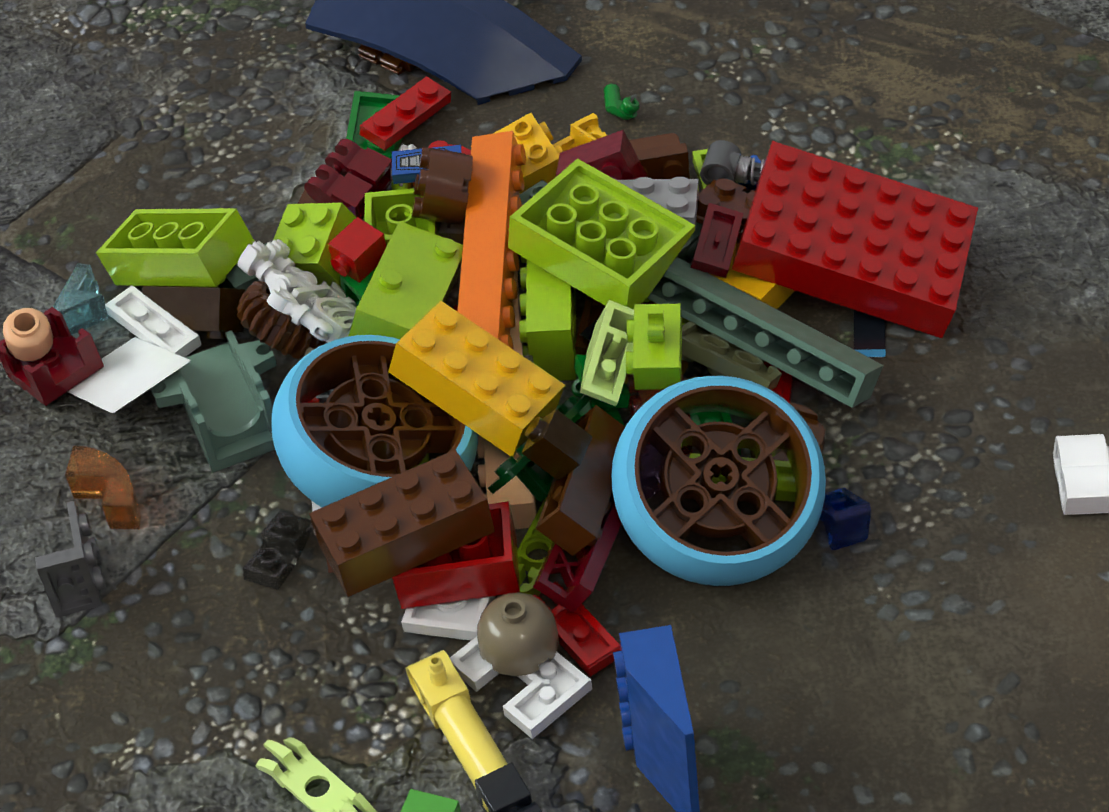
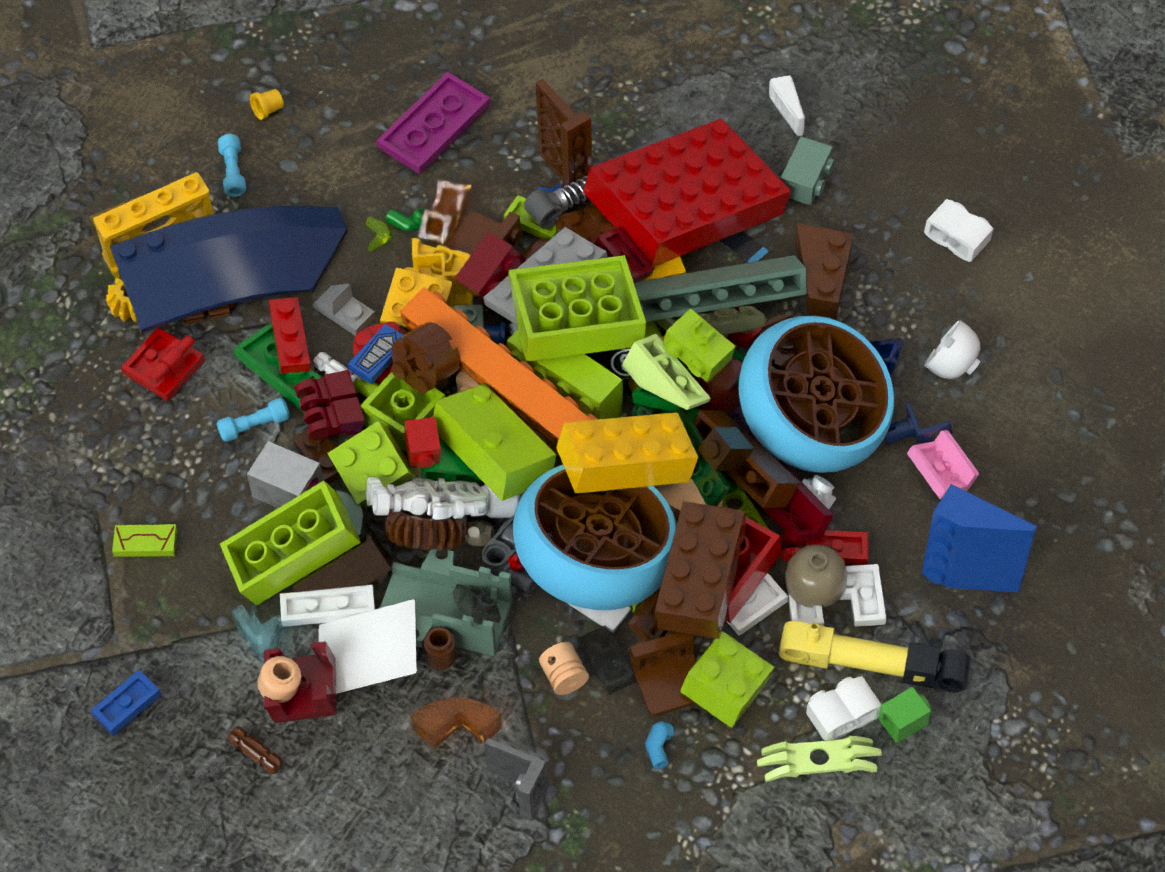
camera: 55 degrees left, 10 degrees up
(114, 177) = (144, 540): none -> lime tile
(169, 420) = (440, 648): none -> reddish brown brick
(215, 648) = (654, 743): none -> dark azure arm
(225, 404) = (475, 603): none -> clear smoke slope
(232, 521) = (566, 671): none -> light nougat piece
(251, 194) = (282, 475): none -> flat silver piece
(276, 147) = (230, 428): none -> medium azure piece
(298, 68) = (163, 363): none -> red plate
(301, 603) = (662, 669): none -> reddish brown bracket
(327, 646) = (726, 679): none -> lime brick
(387, 766) = (843, 709): none -> white brick
(476, 121) = (344, 309): none -> light grey slope
(585, 100) = (381, 229): none -> clear neon green animal
(624, 575) = (821, 489): none -> white gear
(666, 115) = (448, 208): none -> clear orange brick
(742, 47) = (433, 122): none -> magenta plate
(769, 655) = (943, 464): none -> bright pink bracket
(791, 98) = (563, 136): none -> reddish brown fence
(793, 603) = (910, 427): none -> dark blue bracket
(901, 404) = (826, 261): none -> reddish brown wedge
(921, 568) = (955, 353): none -> white cylinder
(1003, 311) = (807, 170): none -> sand green brick
(1074, 248) = (784, 96): none -> white slope

